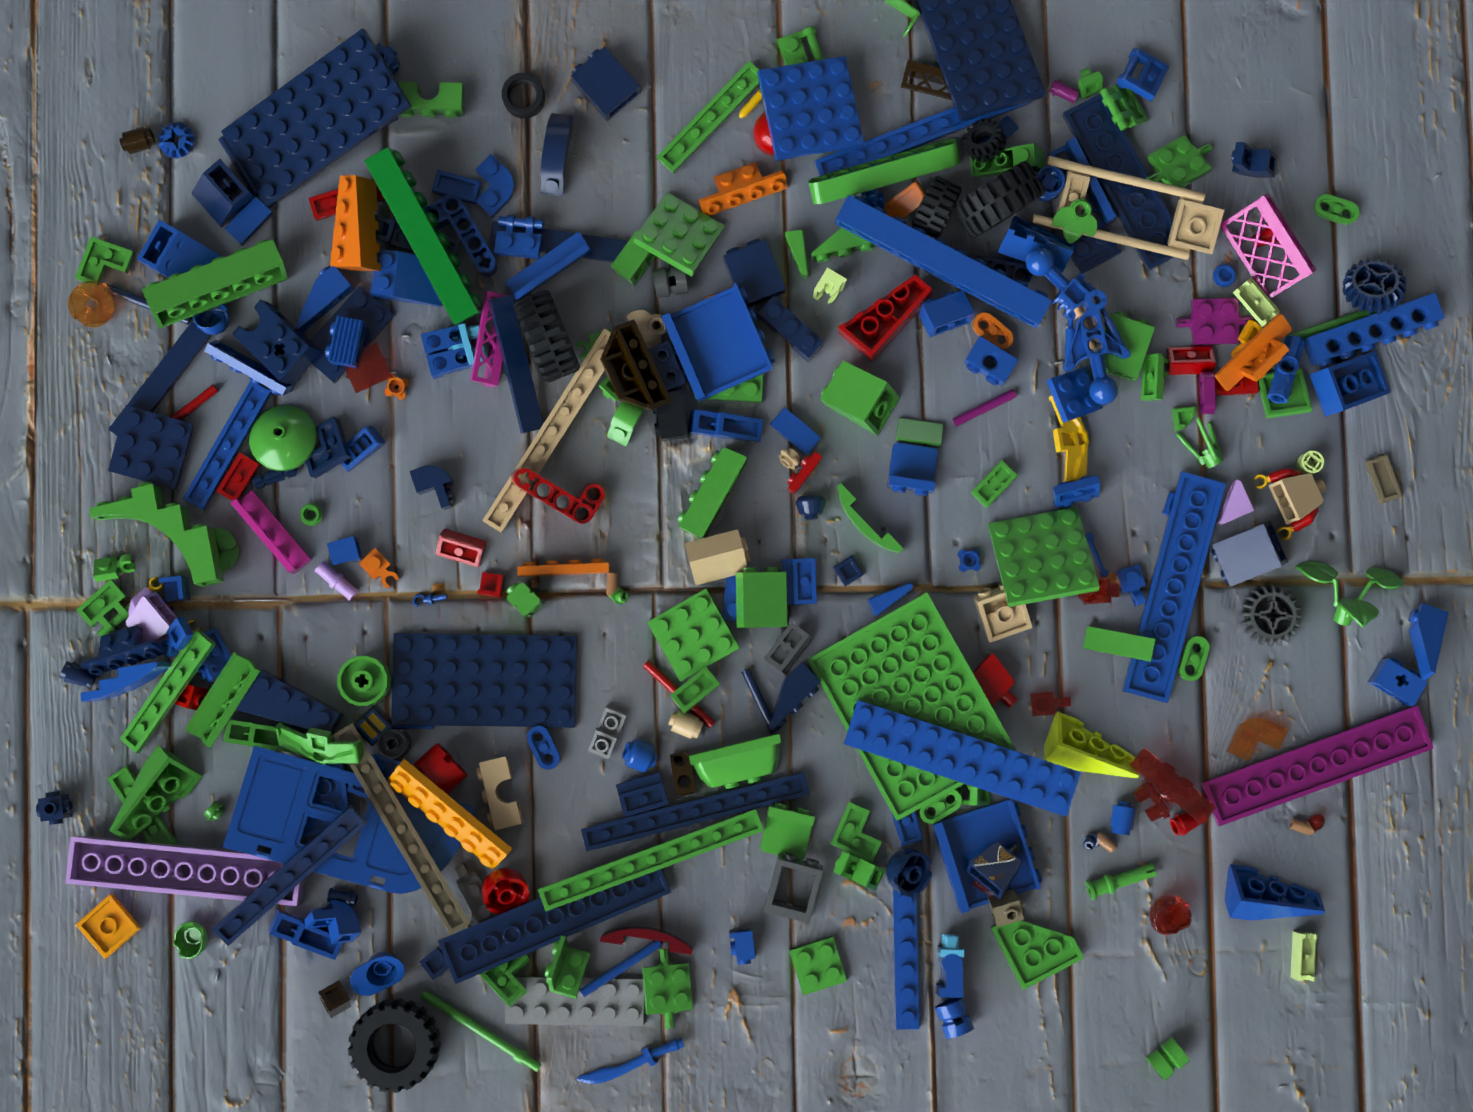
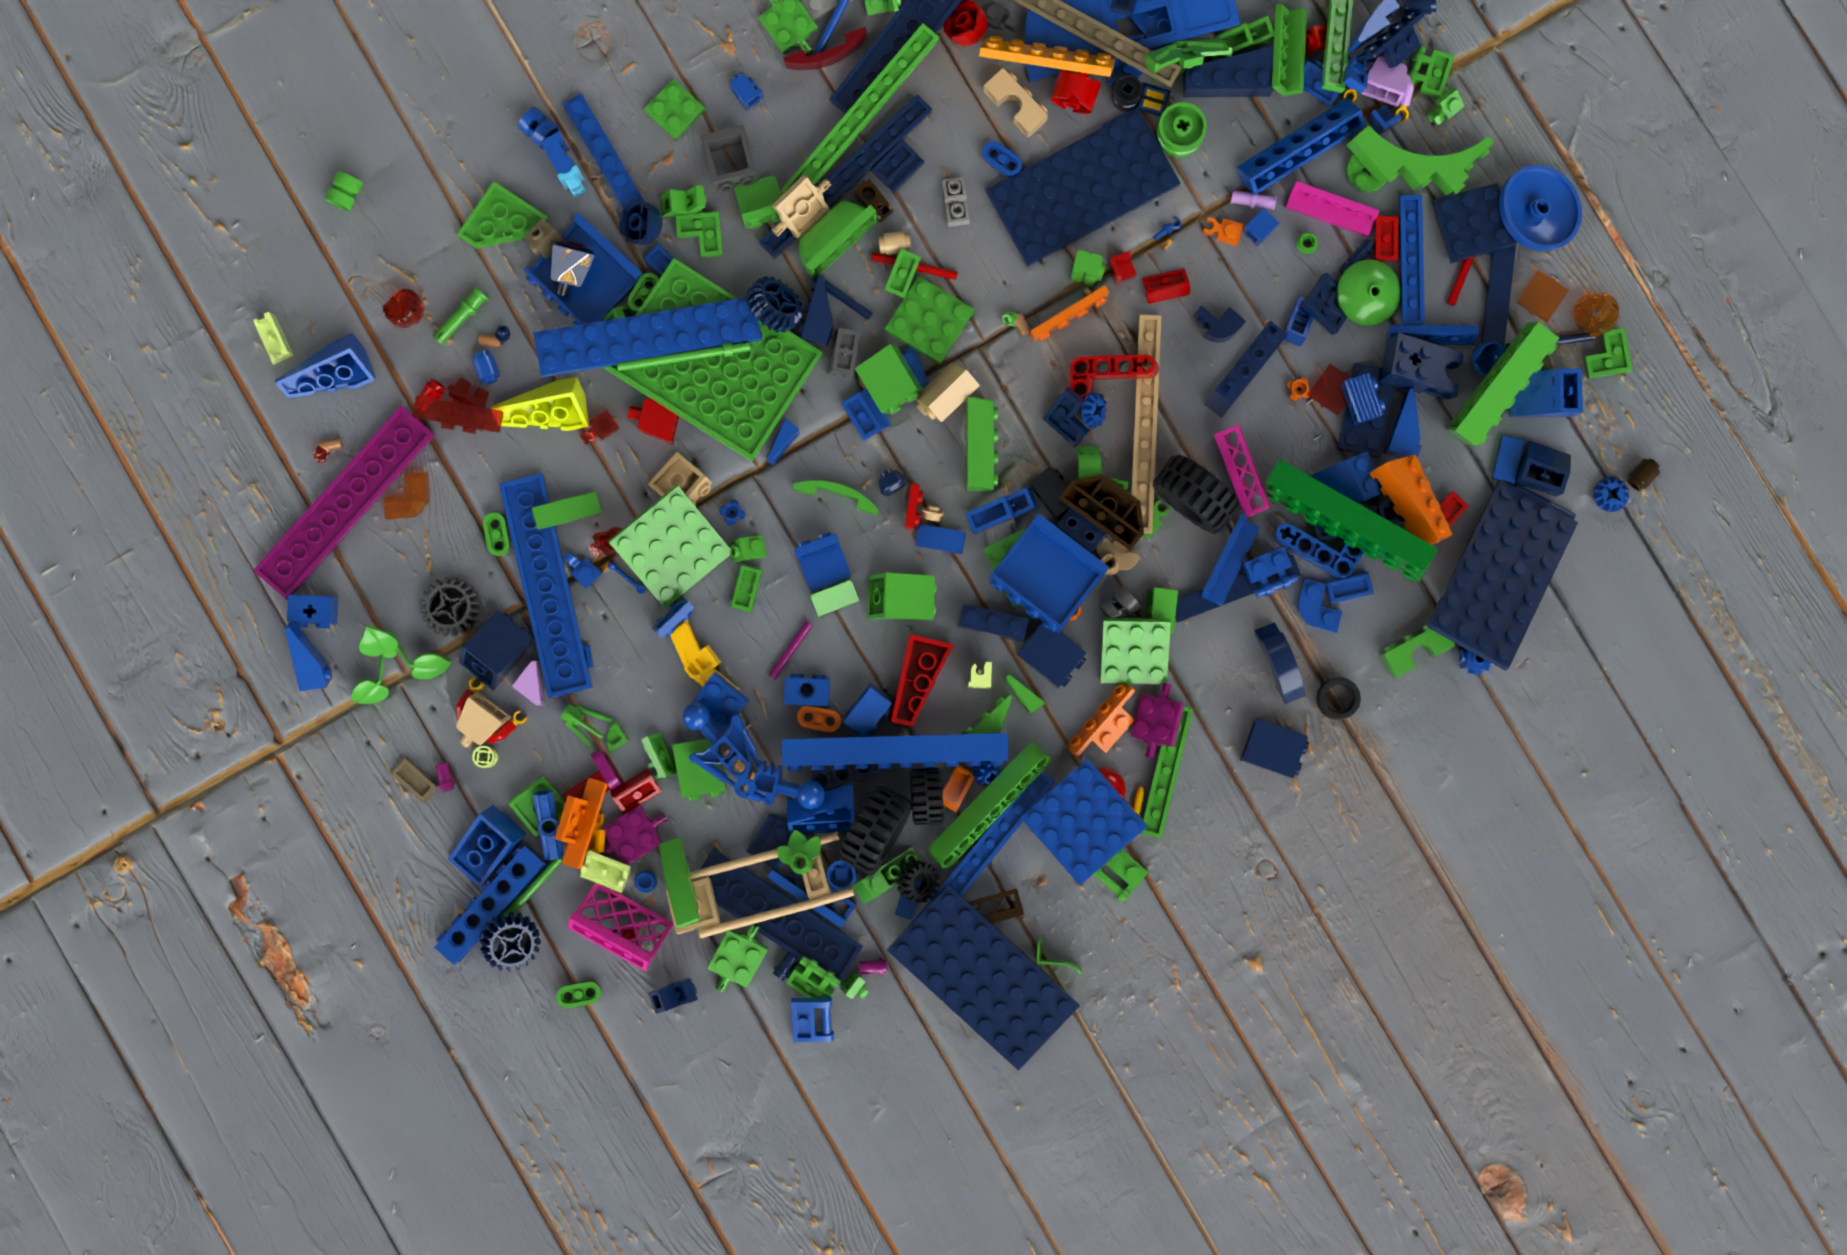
camera: 155 degrees right, 0 degrees up
(84, 425) = (1540, 208): none -> blue dish
(129, 349) = (1542, 296): none -> clear orange piece
(265, 604) = (1301, 146): none -> blue brick
(436, 422) = (1246, 369): none -> dark blue window
(450, 349) = (1268, 452): blue hips -> none
(516, 364) = (1203, 454): dark blue tile -> none
(592, 469) = (1094, 404): none -> blue gear
(624, 476) = (1062, 417): none -> dark blue plate
(639, 755) = (918, 196): blue head -> none
(693, 163) = (1157, 720): none -> magenta plate
(754, 800) = (801, 207): none -> tan plate
(833, 725) = (774, 304): none -> dark blue gear
(848, 571) = (829, 447): dark blue tile -> none
(894, 706) = (726, 350): none -> bright green bar
(973, 518) = (748, 548): none -> bright green bracket
(1141, 133) = (785, 966): none -> dark blue pin
(1198, 251) = (679, 883): none -> bright green slope
(1355, 465) = (444, 777): none -> magenta pin

